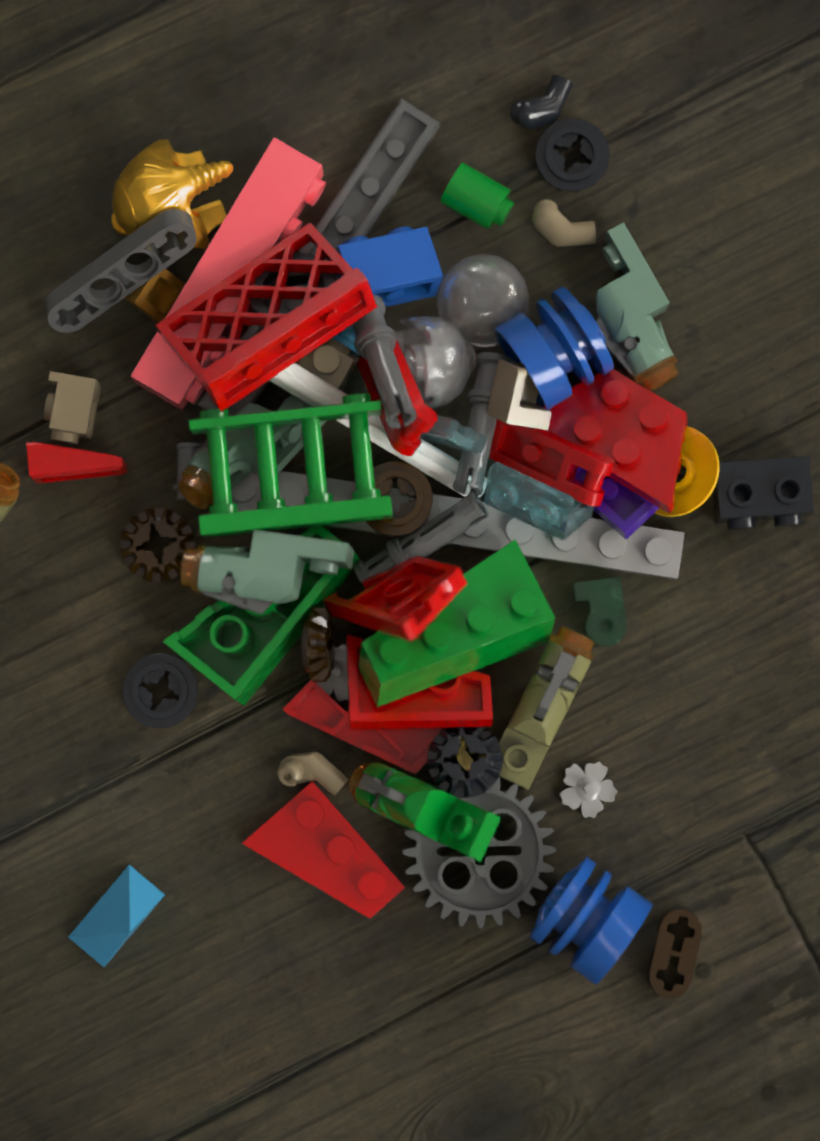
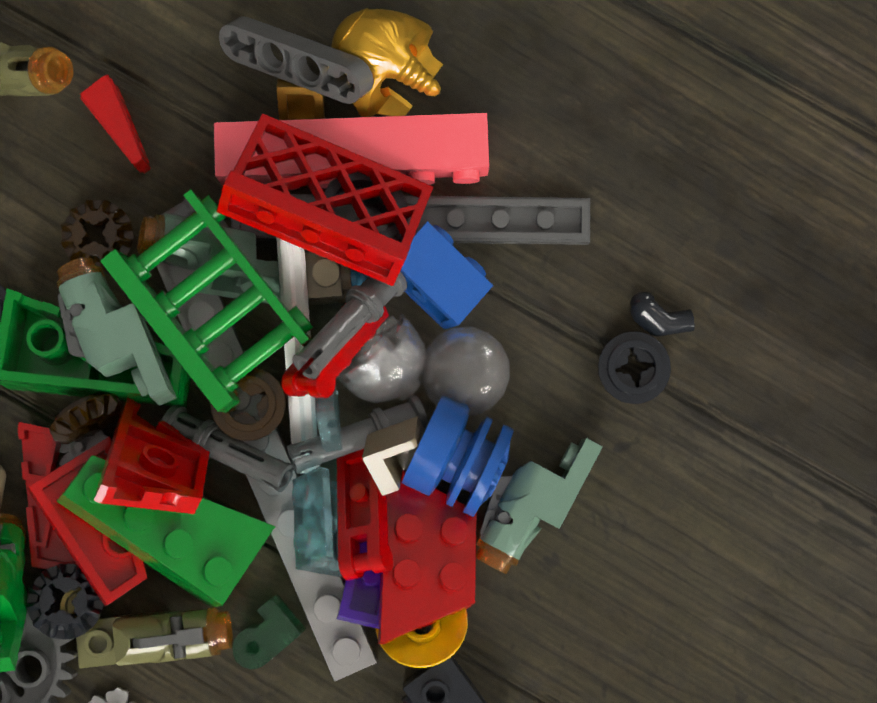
camera: 55 degrees right, 0 degrees up
(71, 407) = (163, 94): dark tan brick -> none
(477, 197) = (547, 312): green brick -> none
(558, 229) = (564, 396): dark tan arm -> none

